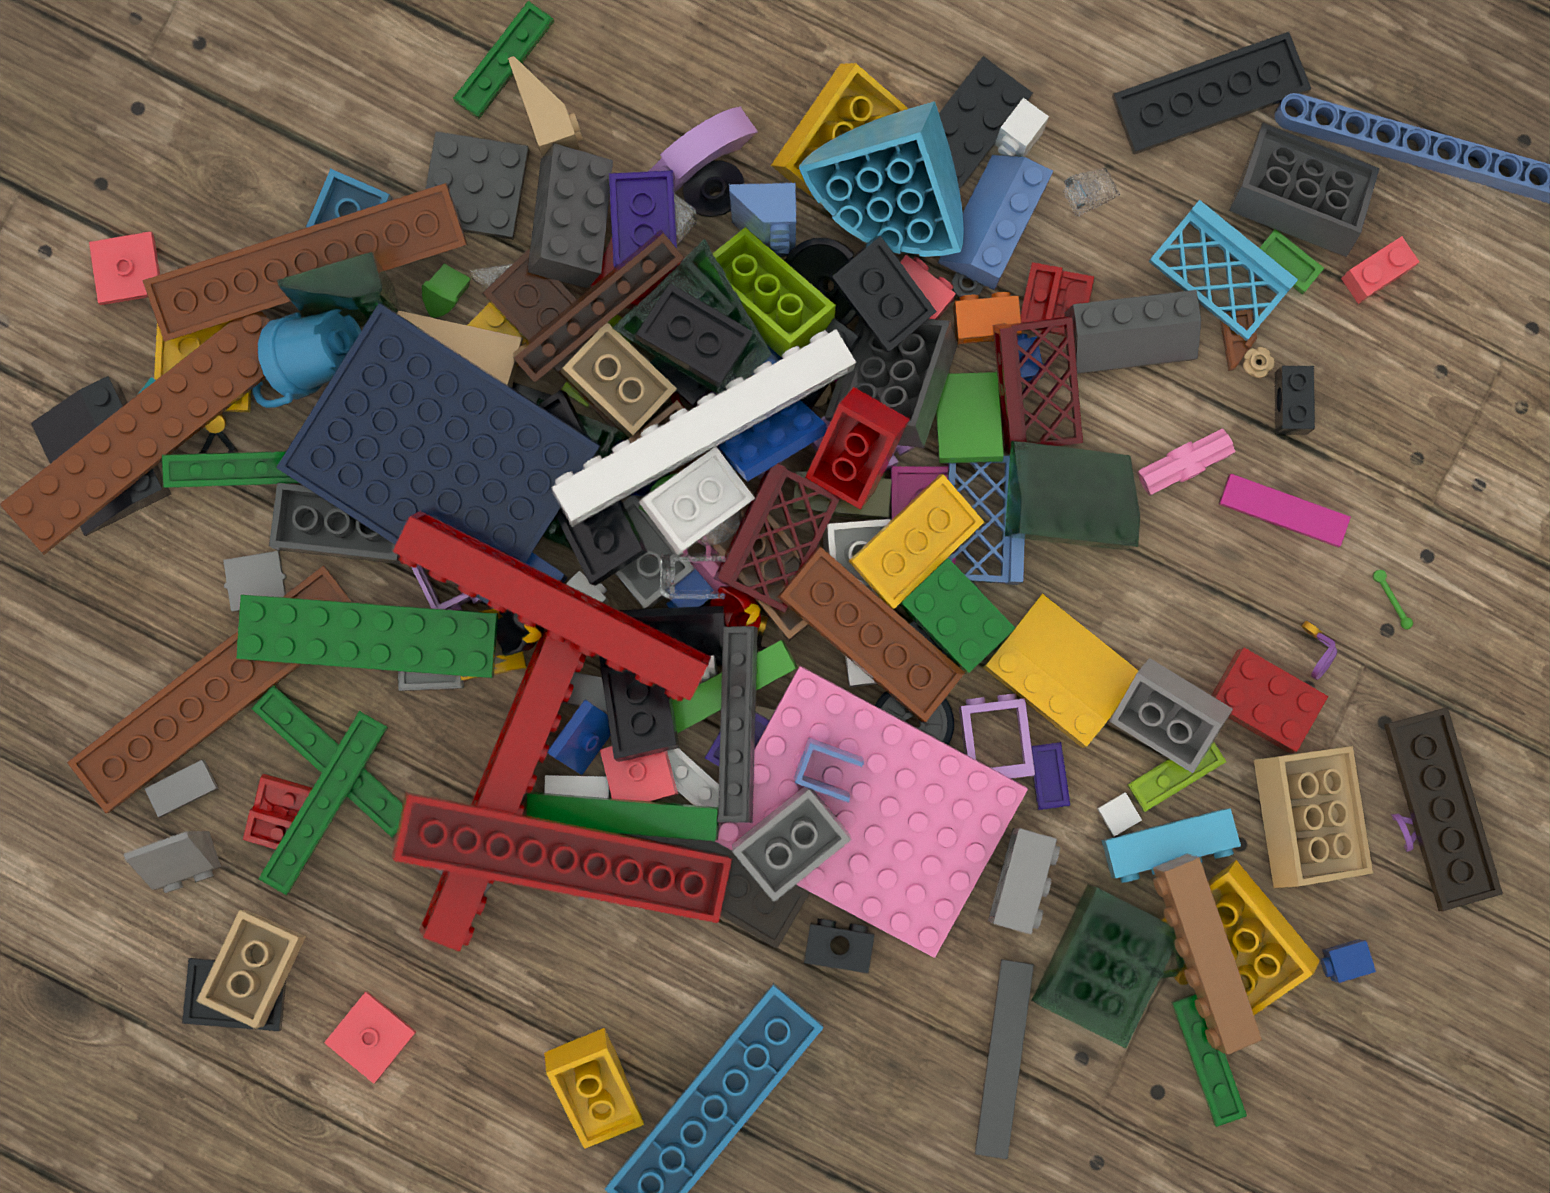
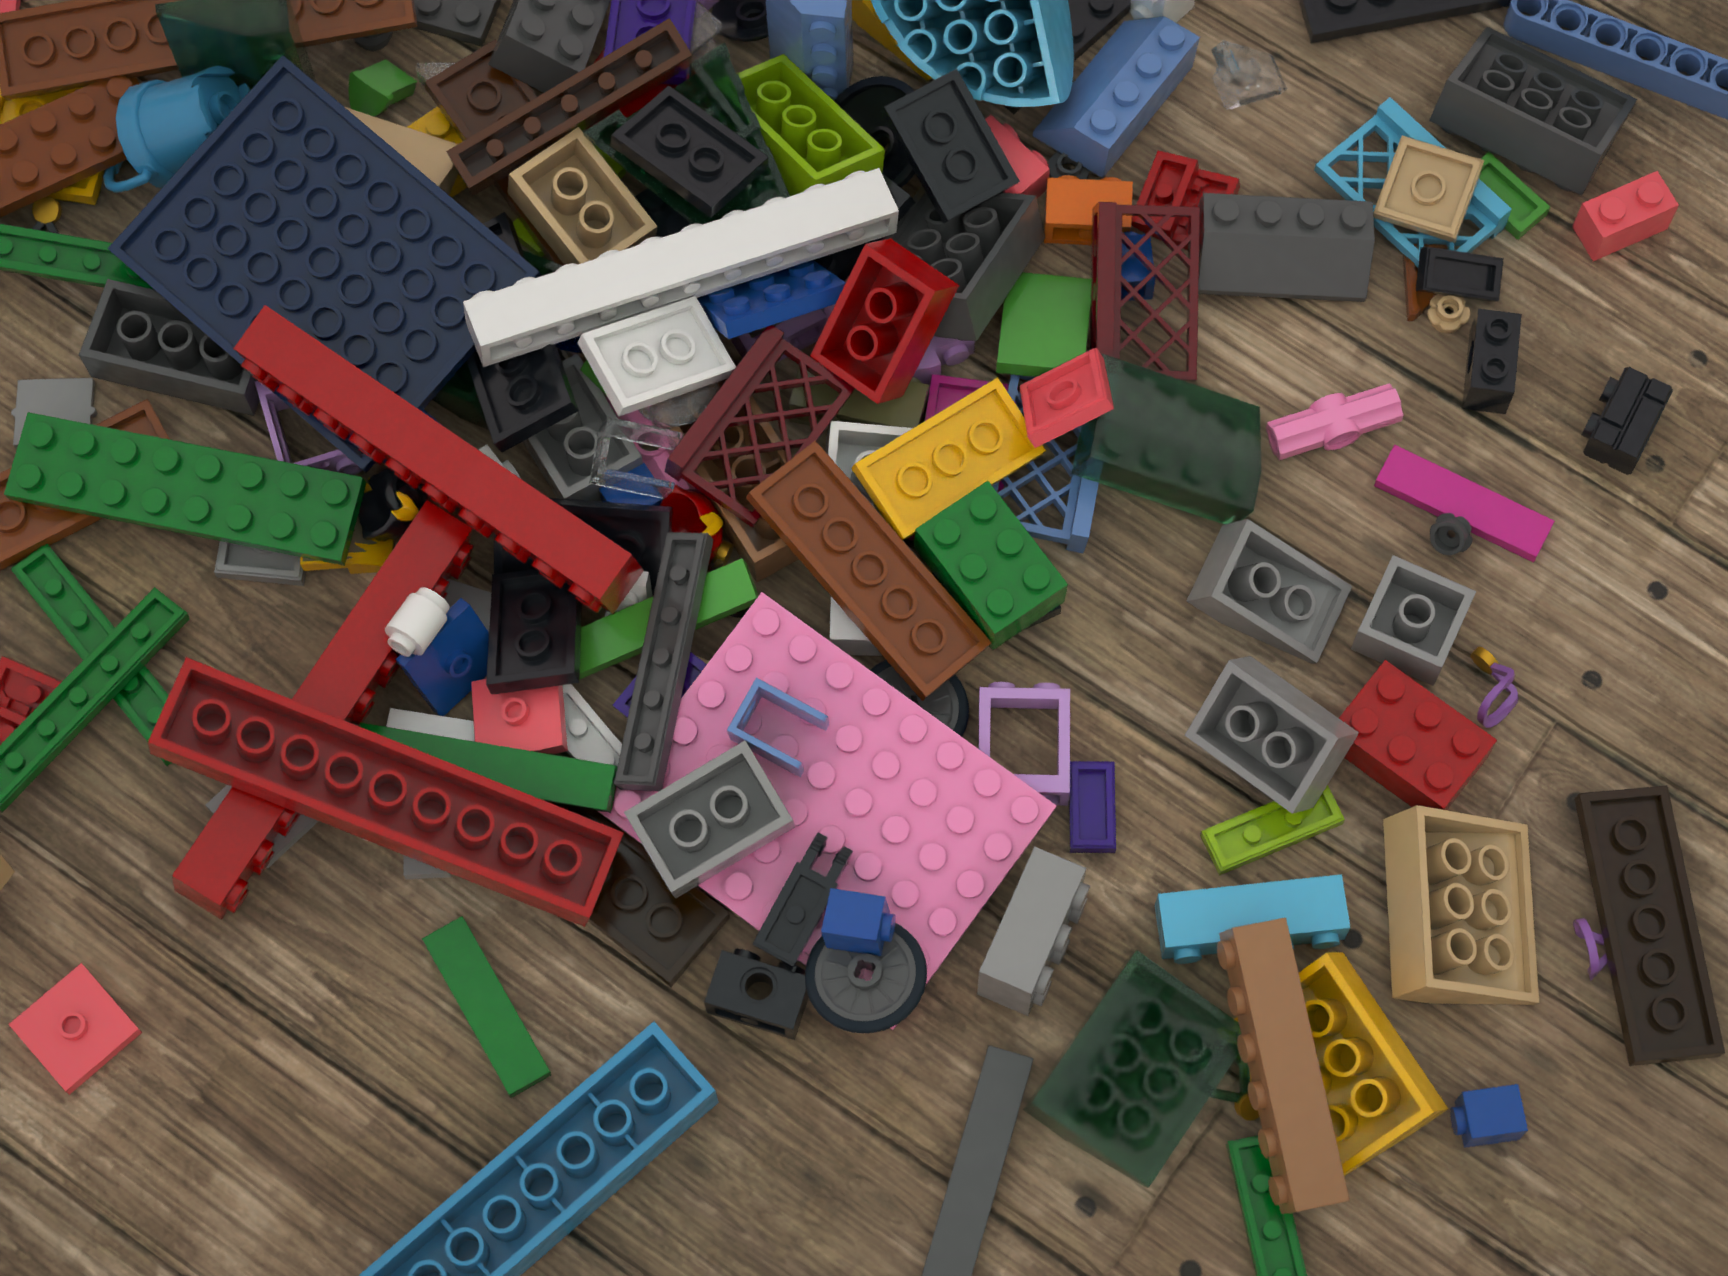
camera: 10 degrees right, 15 degrees down
(559, 727) = (417, 622): none -> white brick
(593, 1088) = (374, 1143): yellow slope -> none
(652, 980) = (486, 1007): none -> green tile
(861, 887) = (800, 904): none -> black hinge
(904, 897) = (857, 922): none -> blue brick
(935, 931) = (872, 1004): none -> dark grey wheel
(995, 484) = (1066, 397): none -> coral plate
(1062, 671) = (1124, 667): yellow slope -> none
(1119, 814) = (1184, 869): white tile -> none
(1154, 600) = (1269, 591): none -> light grey slope
(1236, 272) = (1428, 189): none -> tan plate
(1259, 611) = (1413, 620): none -> light grey brick
(1264, 334) = (1459, 274): none -> black tile
(1278, 544) = (1443, 542): none -> dark grey plate
(1380, 577) = (1588, 607): bright green hinge -> none
(1395, 432) = (1627, 420): none -> black brick

